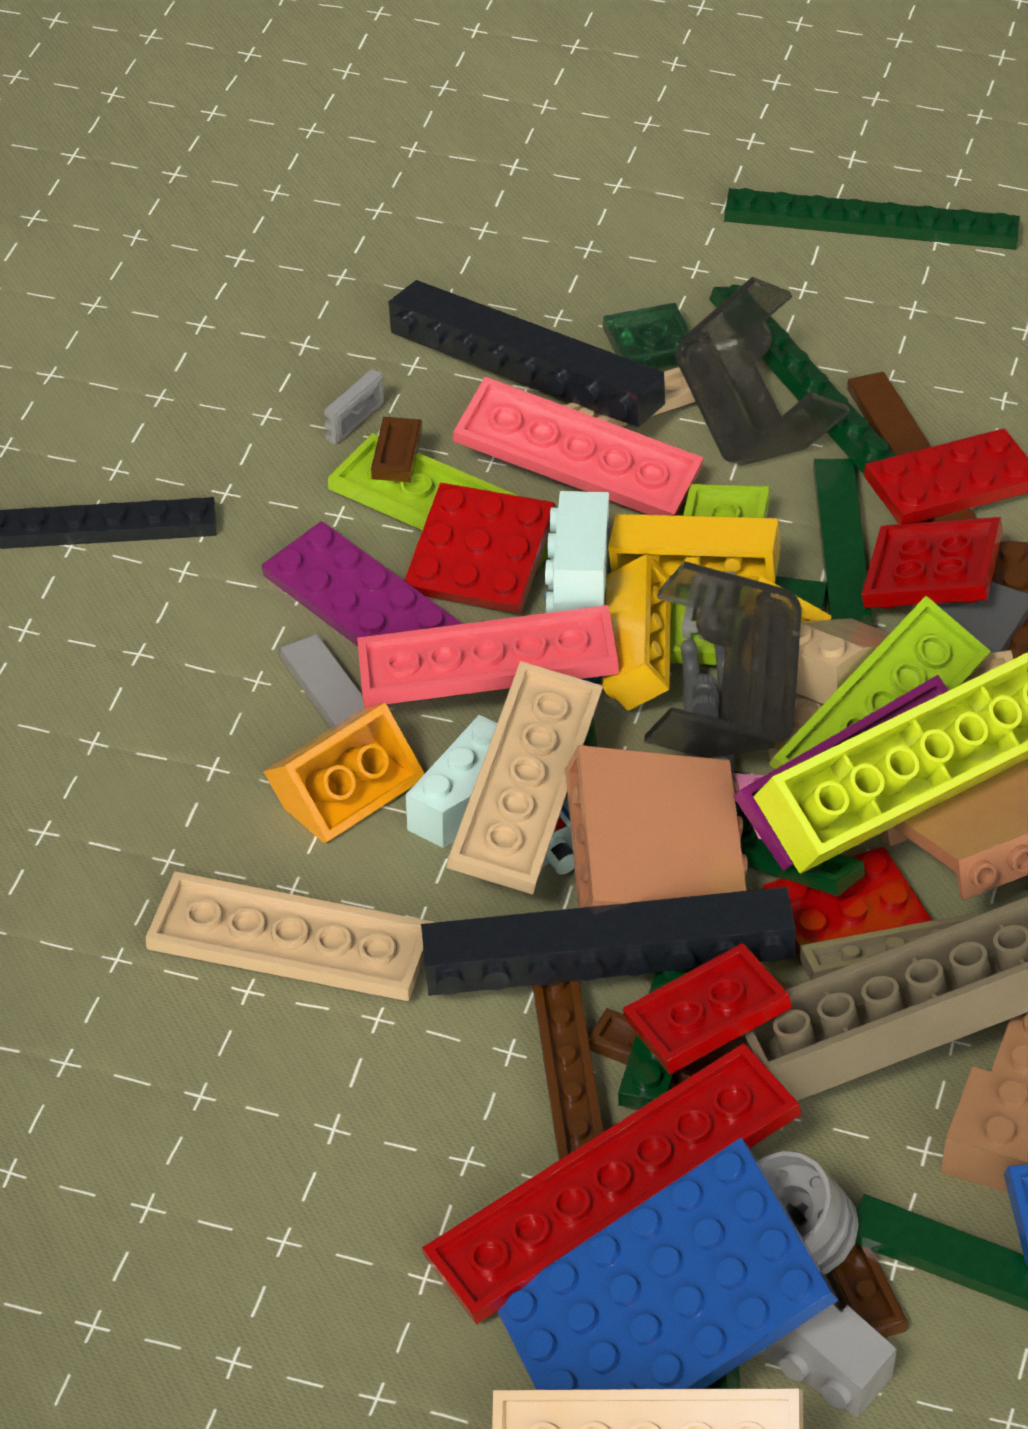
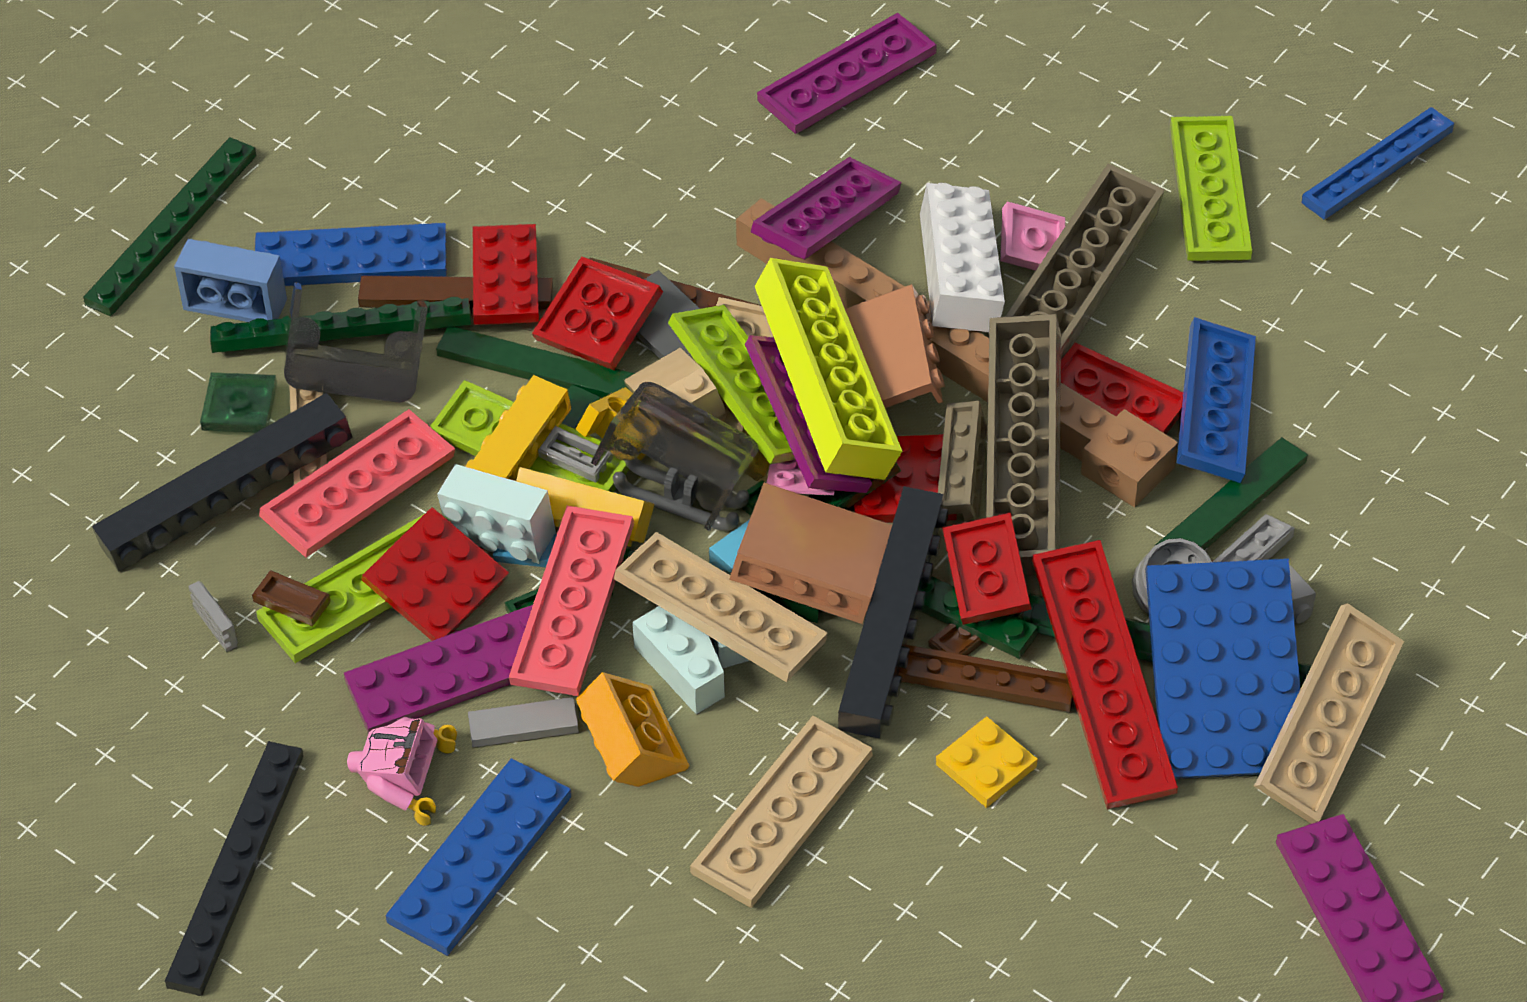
camera: 70 degrees left, 5 degrees up
(136, 703) = (478, 856): none -> blue plate
(220, 592) = (398, 762): none -> bright pink torso
(446, 1114) = (986, 761): none -> yellow plate
(800, 264) = (230, 281): none -> medium blue brick
(916, 359) = (349, 253): none -> blue plate
(918, 1310) = (1259, 541): none -> light grey tile

